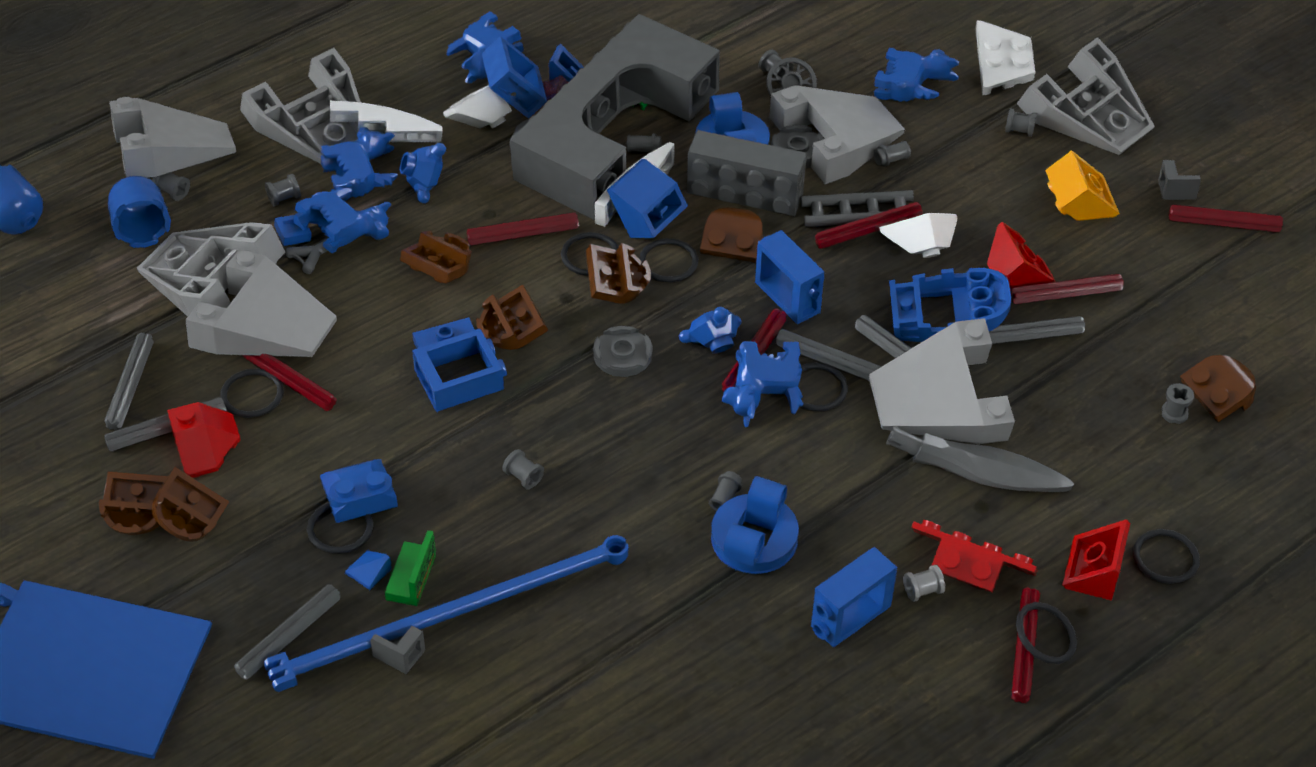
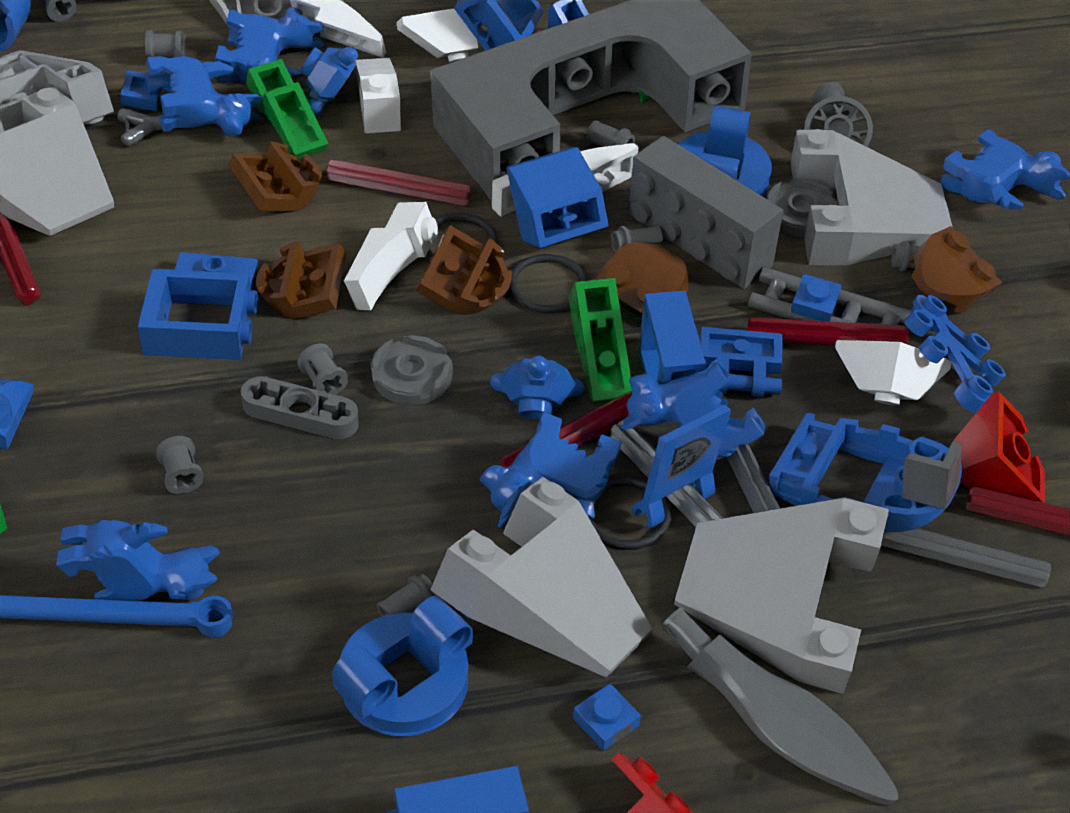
camera: 25 degrees right, 0 degrees up
(409, 204) = (286, 108): none -> green slope
(467, 171) = (378, 95): none -> white slope
(551, 538) = (131, 565): none -> blue animal
(557, 276) = (390, 251): none -> white slope
(569, 373) = (322, 369): none -> dark grey bush
(578, 394) = (287, 394): none -> dark grey beam
(702, 210) = (626, 236): none -> dark grey pin
(732, 283) = (600, 338): none -> green slope
(808, 443) = (553, 590): none -> light grey wedge
(832, 303) = (687, 400): none -> blue animal
(834, 255) = (745, 352): none -> blue plate
(846, 341) = (683, 459): none -> blue flag
(849, 204) = (816, 298): none -> blue plate
(885, 508) = (606, 717): none -> blue plate
(921, 154) = (952, 270): none -> reddish brown slope
(955, 204) = (962, 350): none -> blue plant
(997, 291) = (930, 479): none -> dark grey panel

